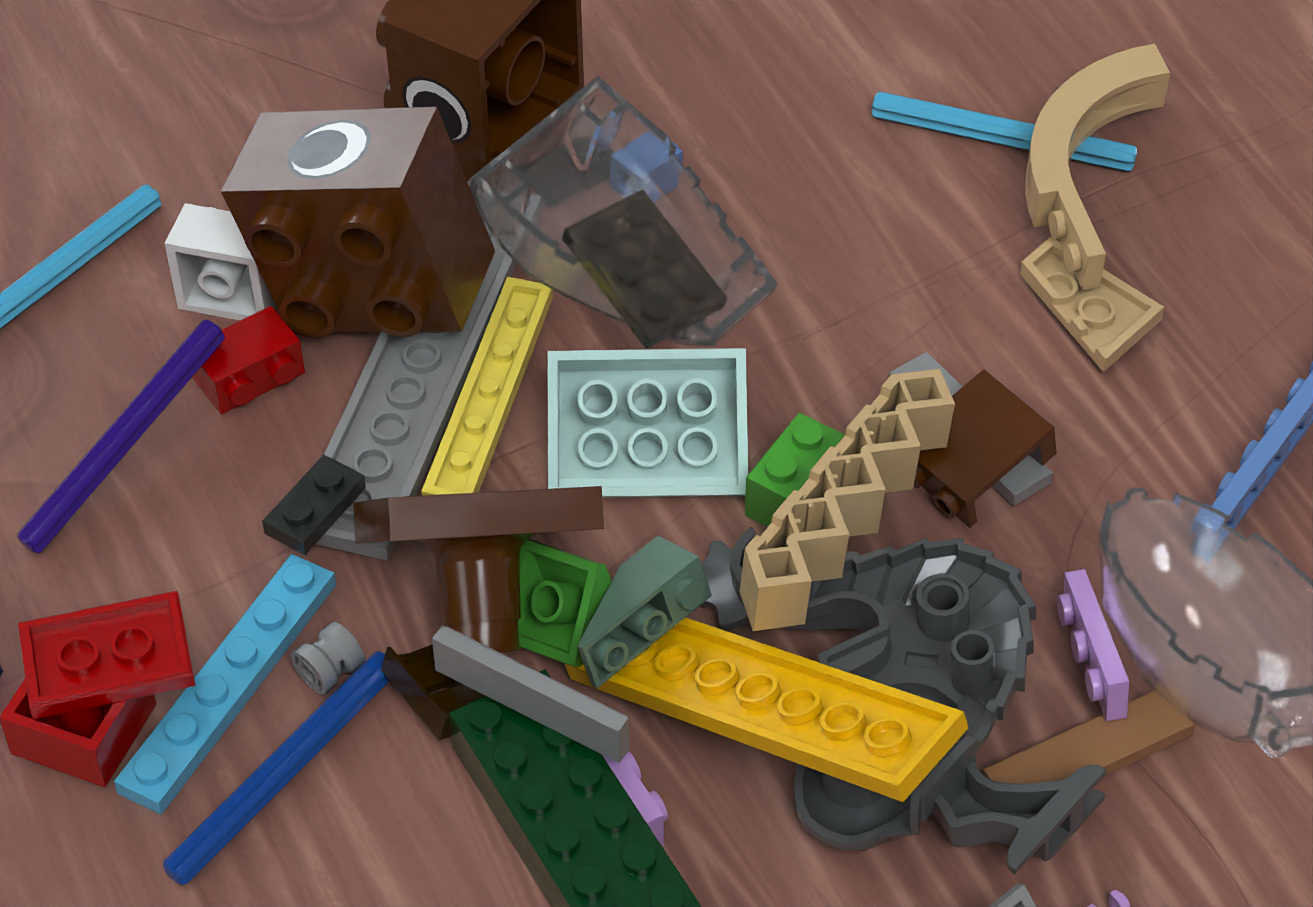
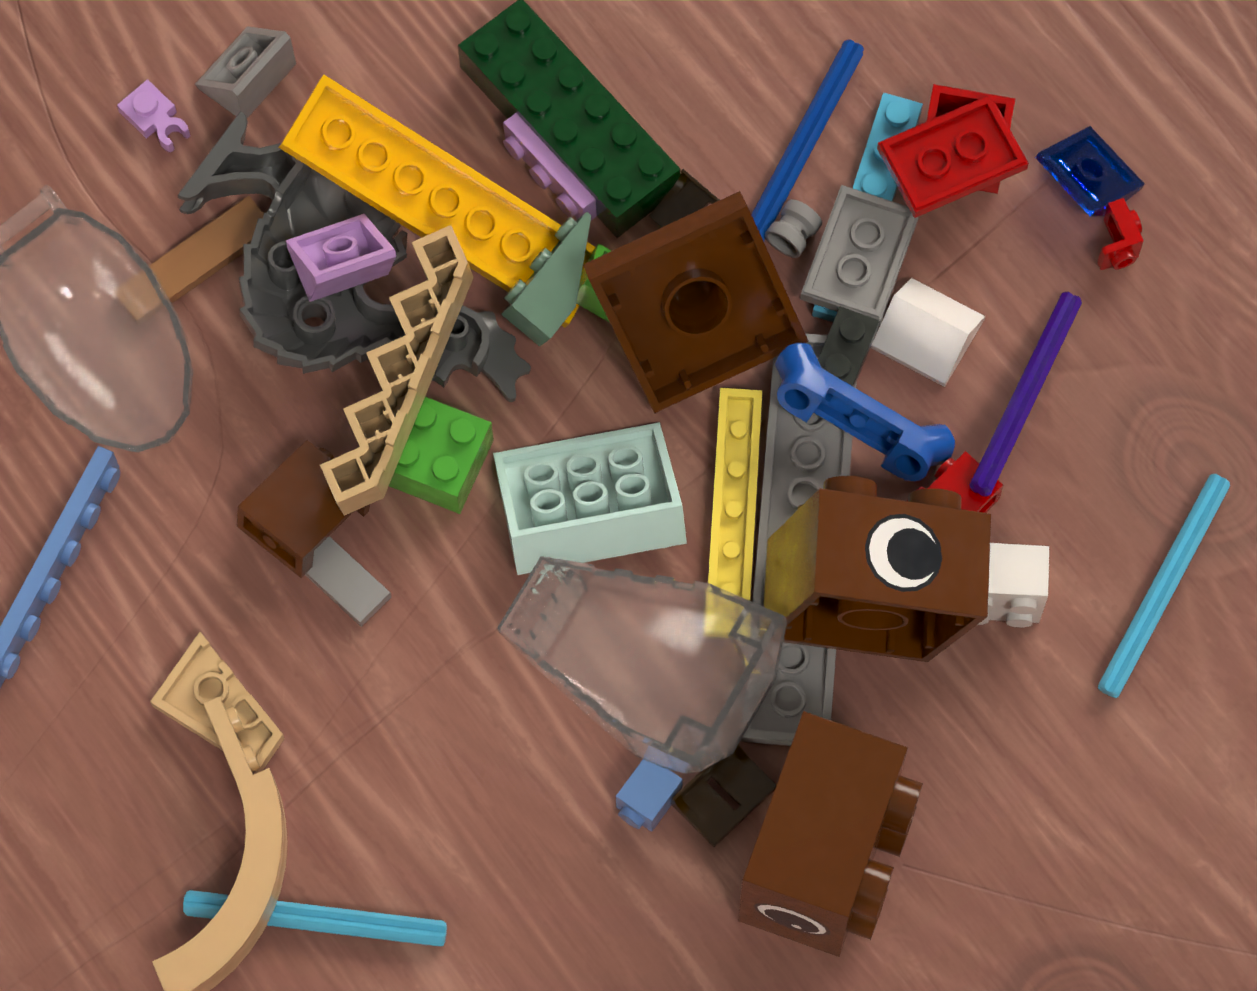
camera: 170 degrees right, 20 degrees up
(201, 539) = (926, 331): none -> white slope
(259, 603) = (860, 254): none -> light grey tile
(366, 438) = (811, 390): none -> blue plate
(531, 693) = (617, 164): light grey tile -> none
(644, 268) = (613, 585): clear smoke plate -> none
(900, 615) = (340, 256): none -> lavender slope
(1093, 645) = (209, 369): lavender plate -> none

